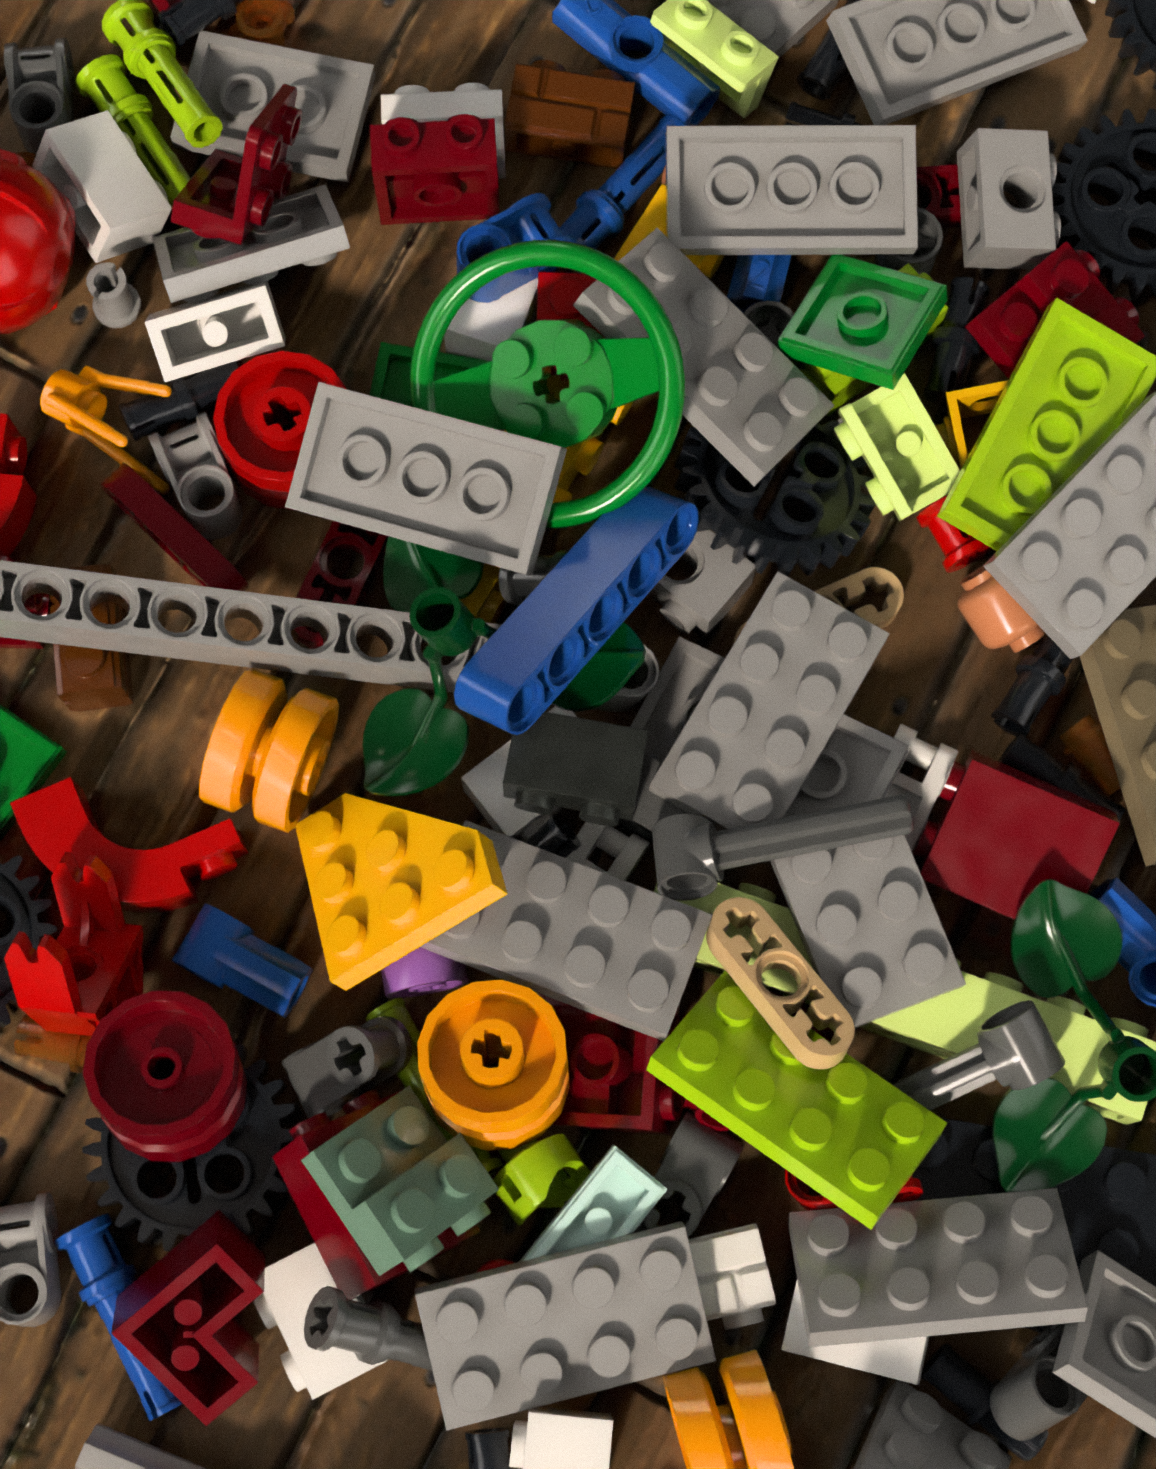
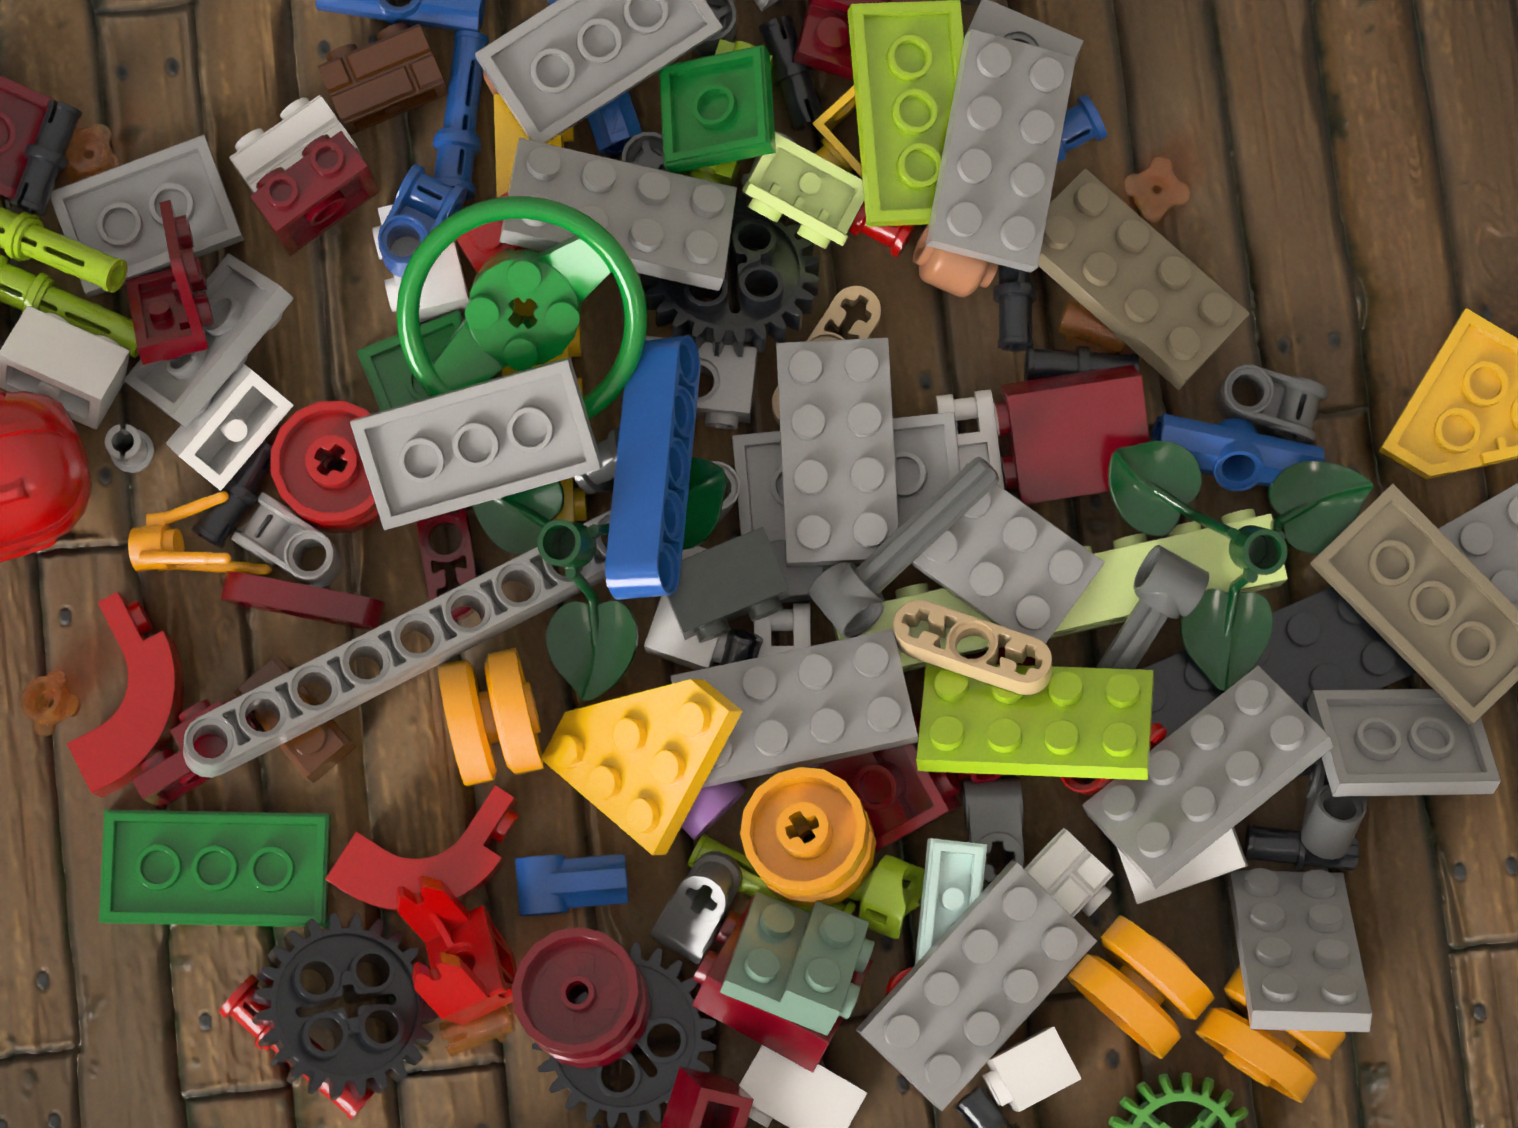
camera: 30 degrees left, 5 degrees up
(370, 1331) = (842, 1079): dark grey pin -> none

